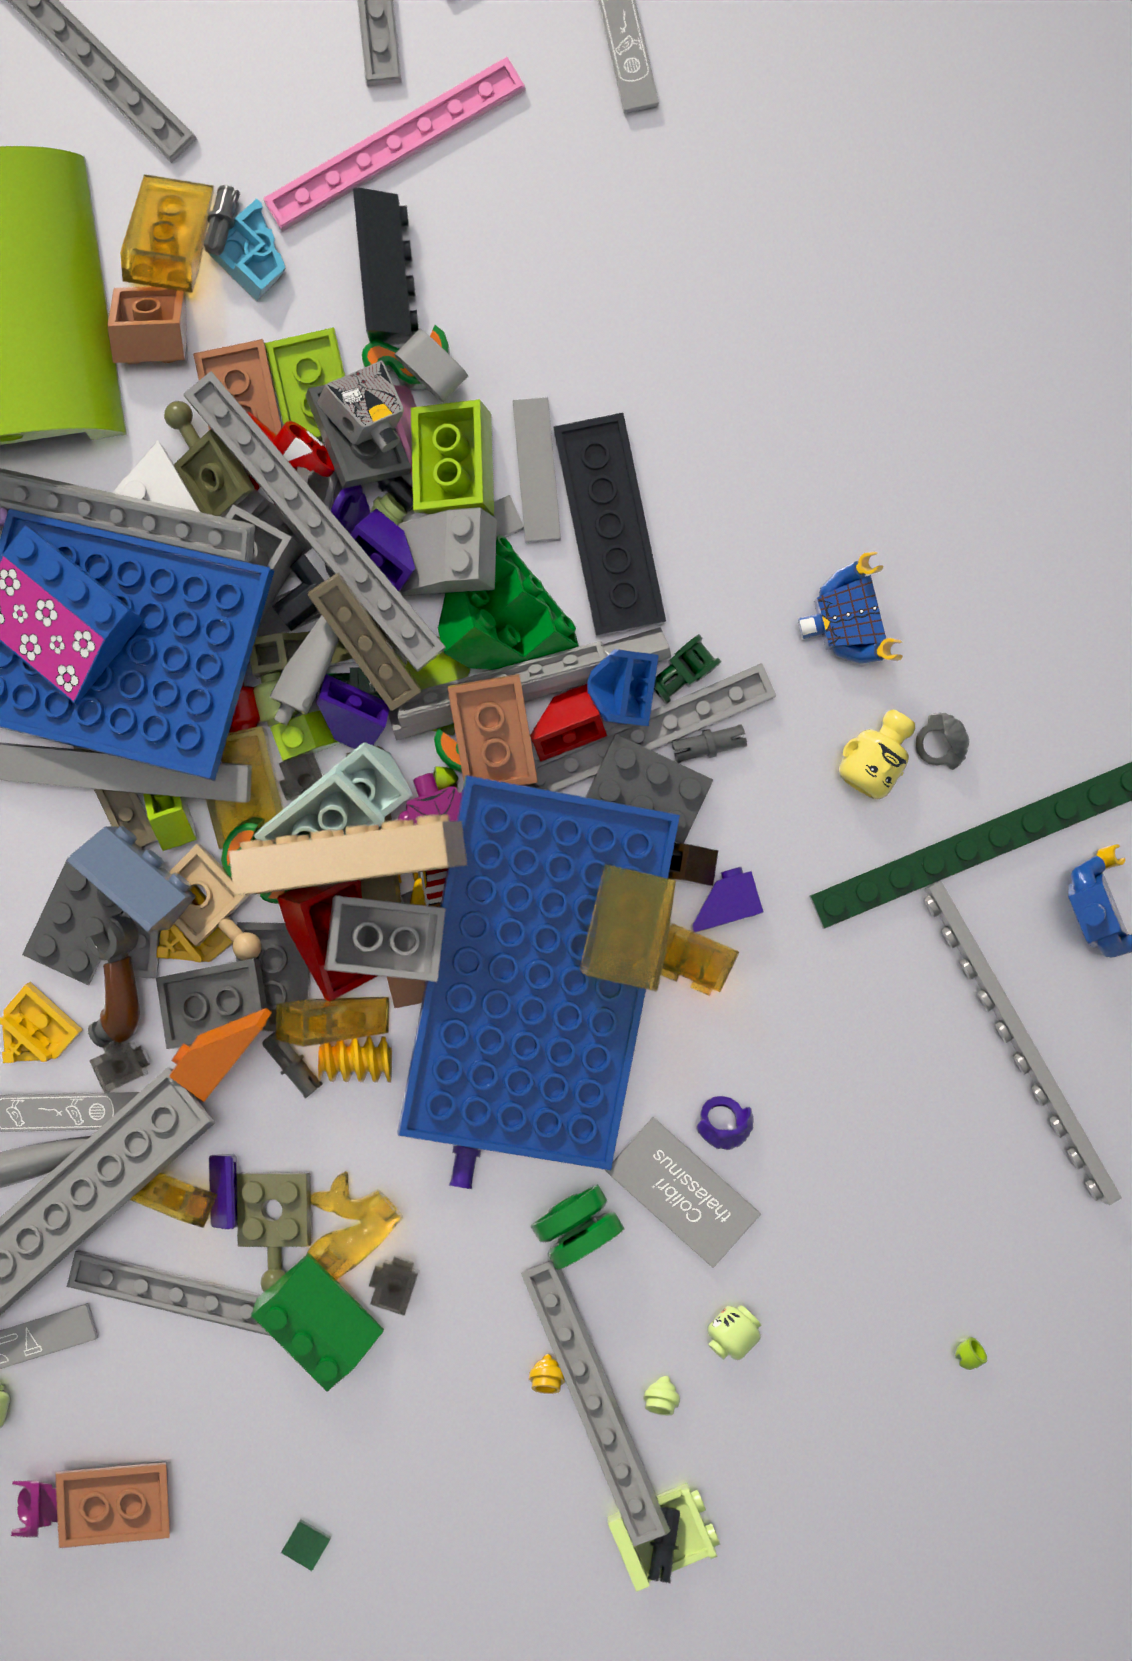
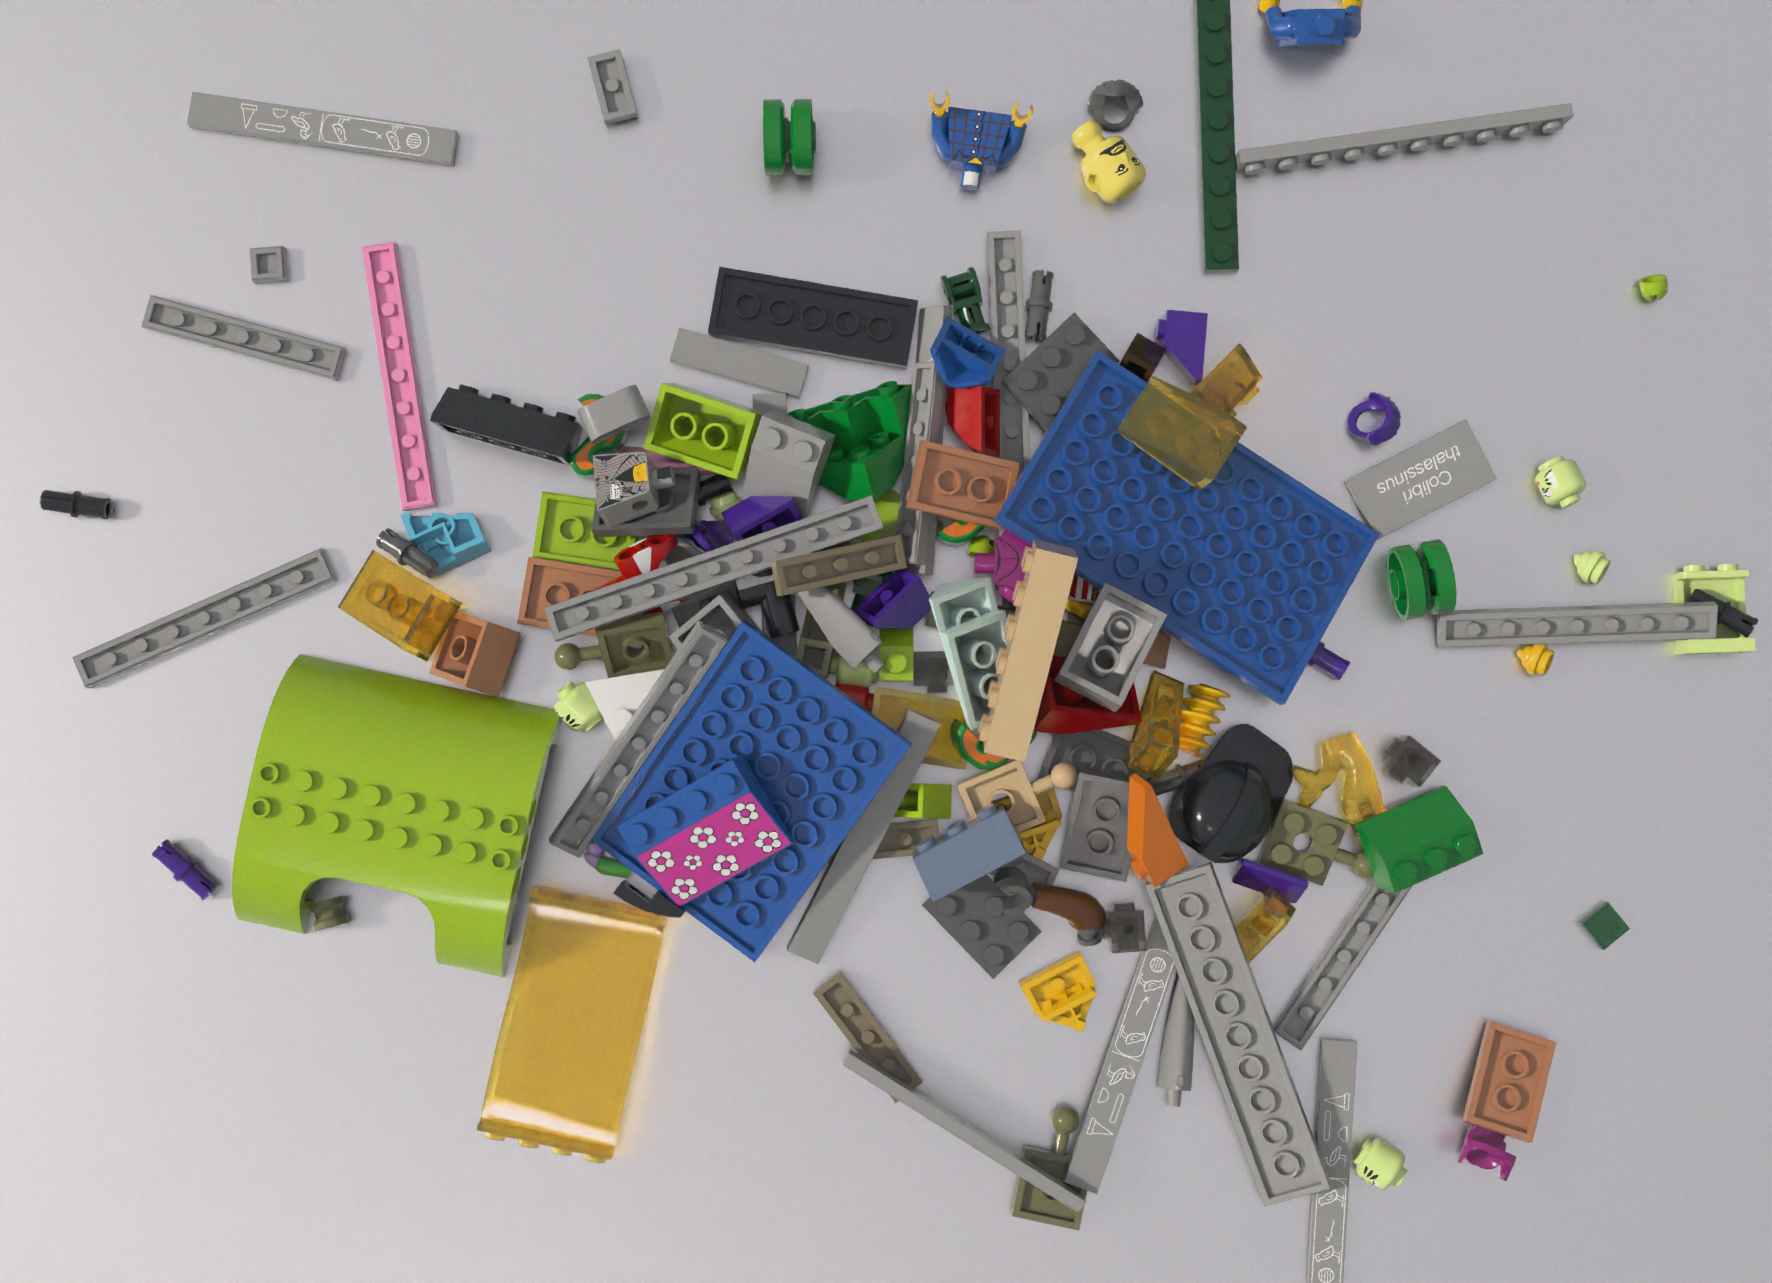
camera: 70 degrees left, 0 degrees up
(132, 443) = (577, 707): none -> yellowish green head
(293, 1122) = (1232, 795): none -> black piece
(762, 237) = (612, 86): none -> light grey plate
(776, 428) = (788, 137): none -> green wheel

